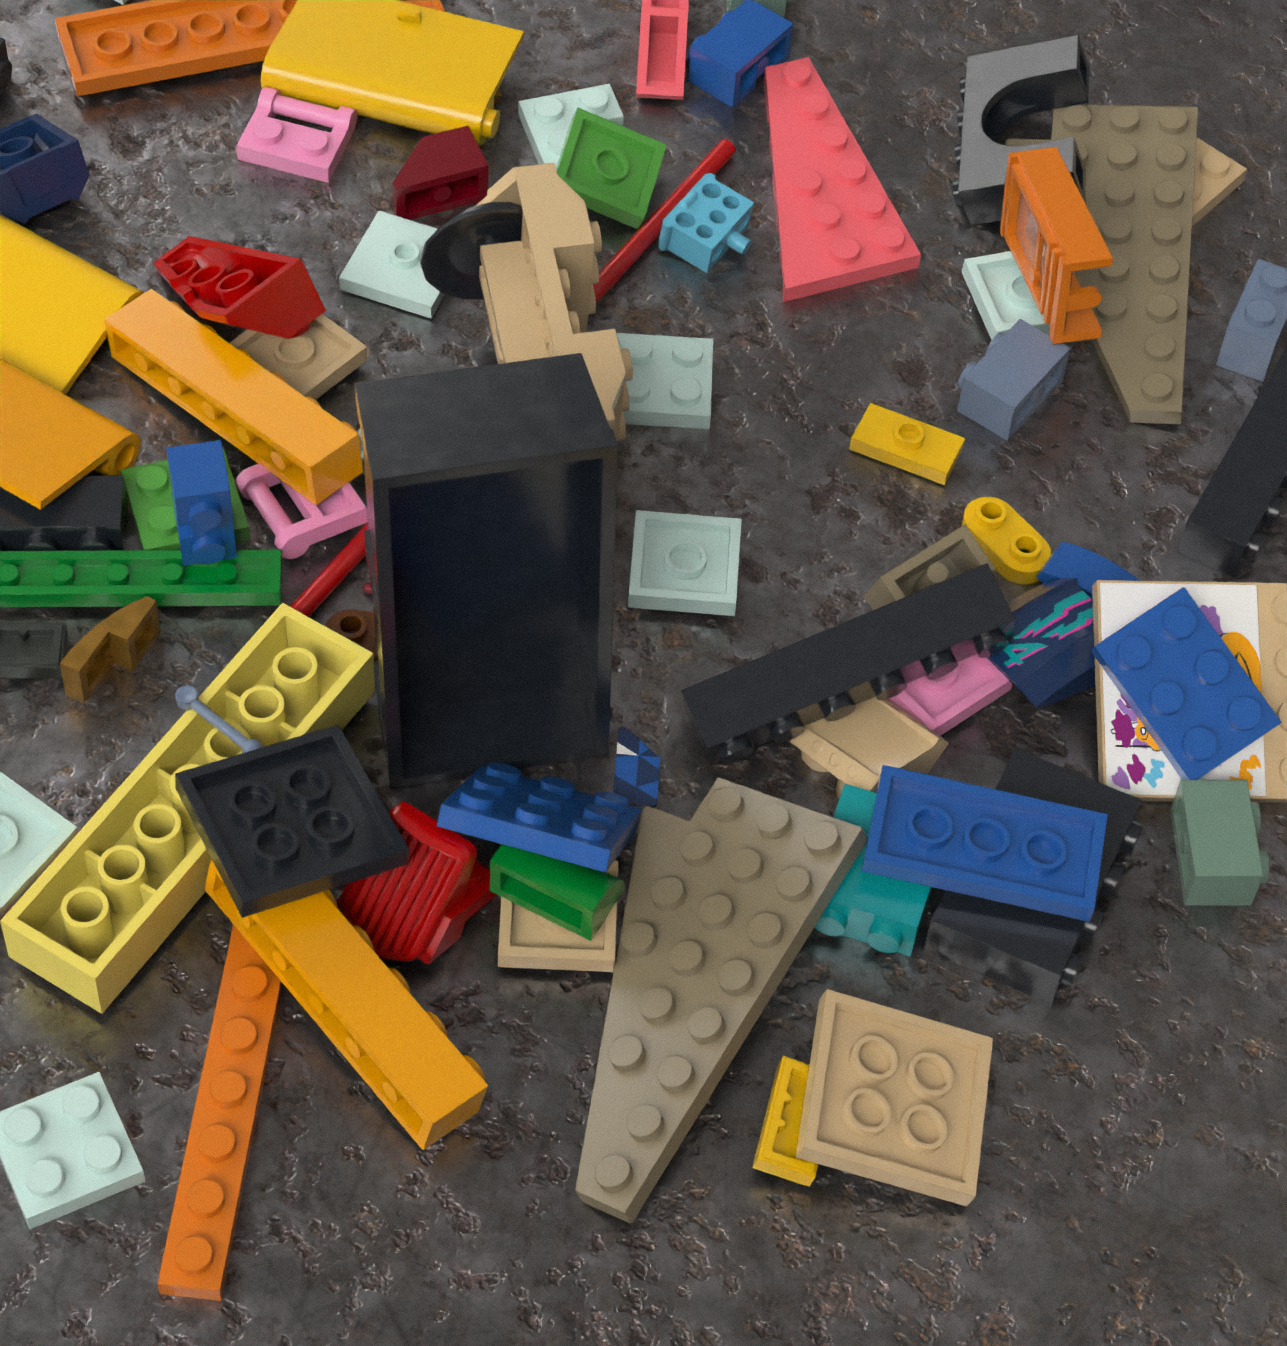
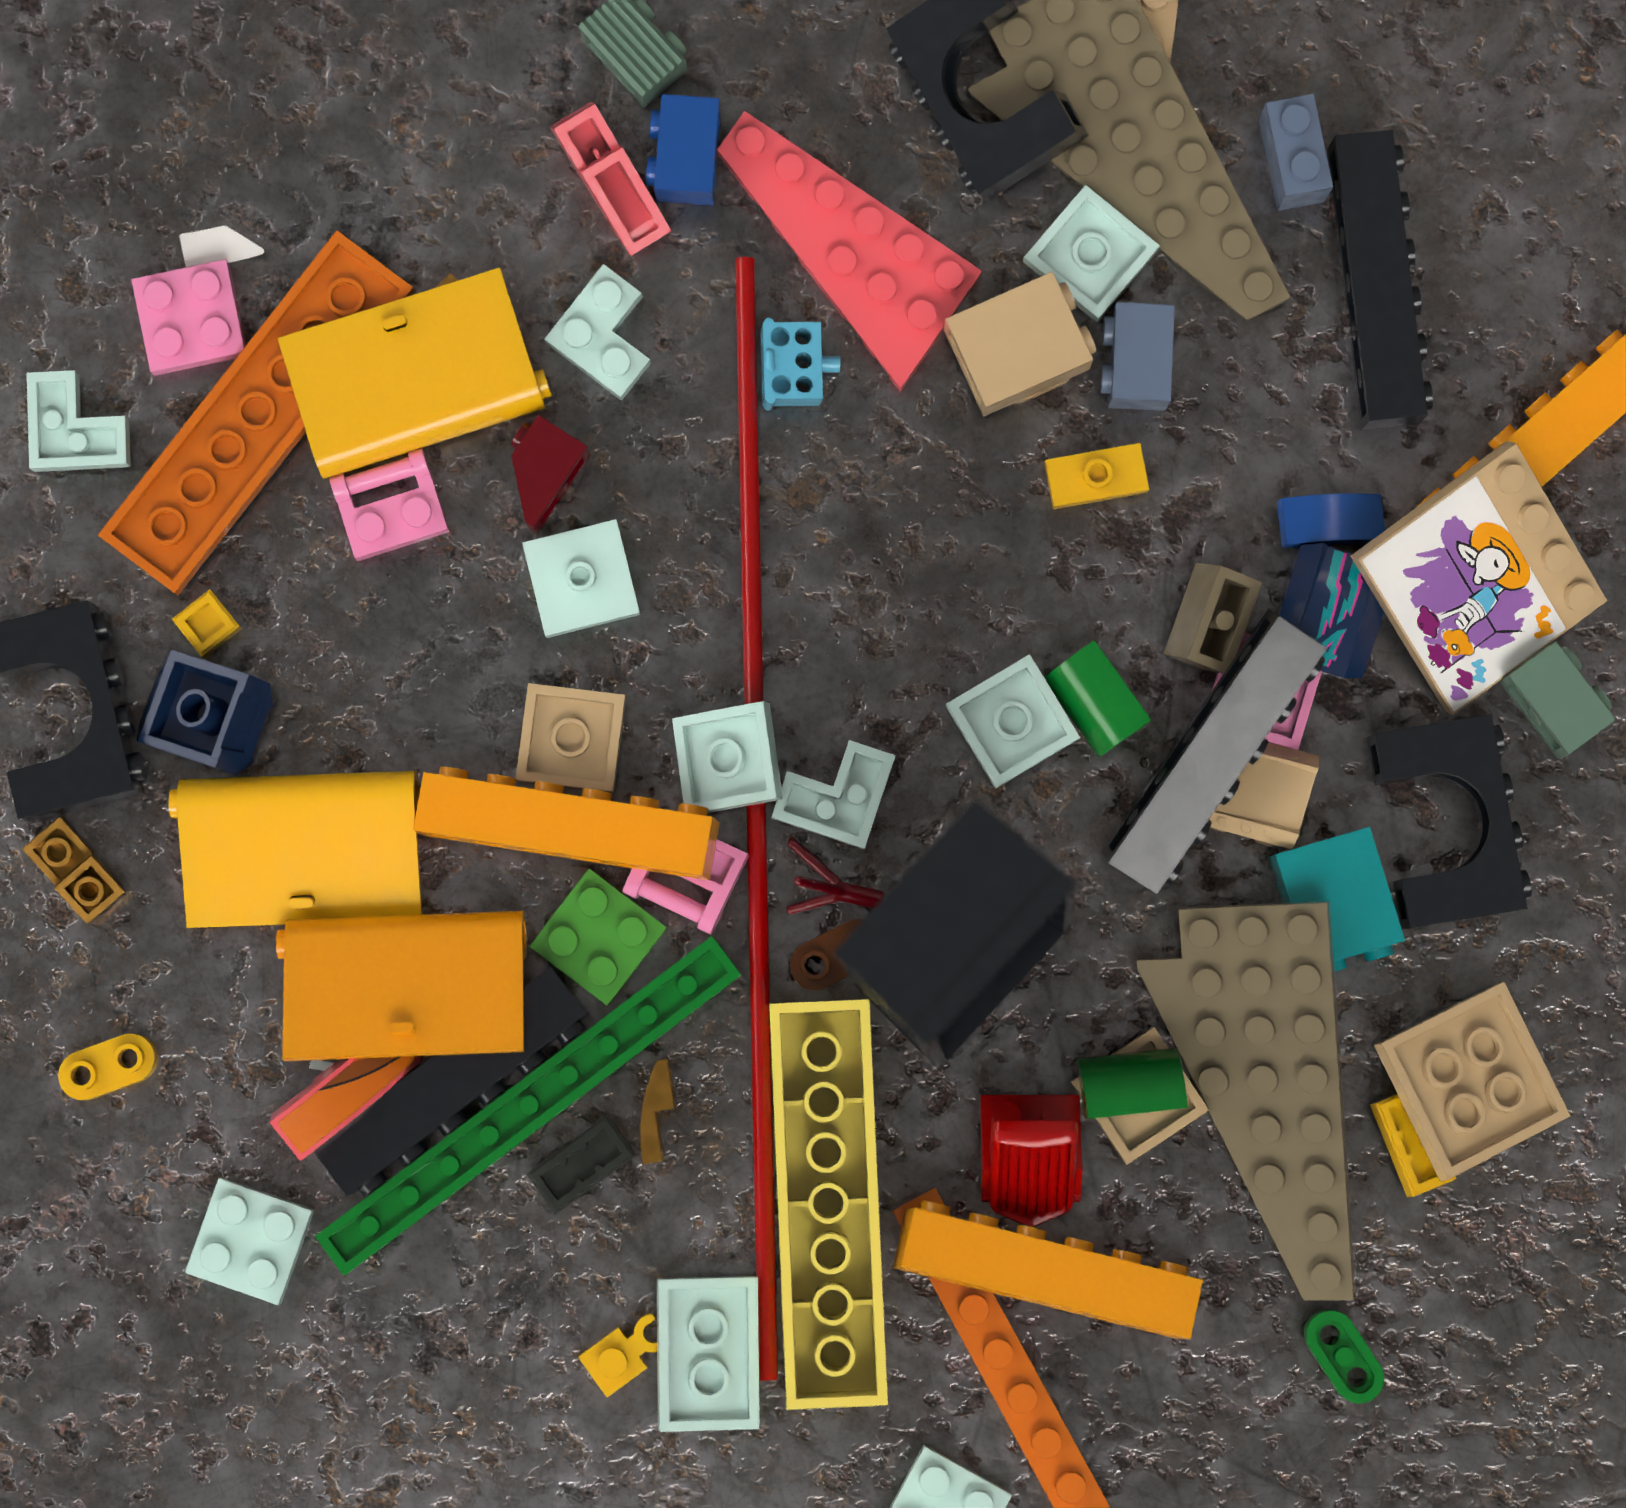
camera: 30 degrees left, 30 degrees up
(84, 122) = (207, 623): none -> yellow tile
(188, 699) = (770, 1138): sand blue hinge -> none
(202, 502) = (645, 966): blue brick -> none
(242, 286) = (494, 731): red wedge -> none
(291, 820) = (936, 1199): black plate -> none
(535, 268) = (792, 643): tan piece -> none
(541, 816) = (1087, 1045): blue plate -> none
(572, 1270) = (1342, 1355): none -> green plate
(610, 167) = (676, 368): bright green plate -> none
(636, 770) = (1102, 929): sticker -> none
(669, 380) = (865, 550): light aqua plate -> none
(775, 590) = (1097, 699): none -> green brick
(912, 306) = (1020, 343): none -> tan brick
(985, 843) = (1415, 846): blue plate -> none
(1004, 536) = (1231, 518): yellow plate -> none
(1051, 239) = (1108, 220): orange door -> none
(1185, 686) = (1470, 597): blue plate -> none

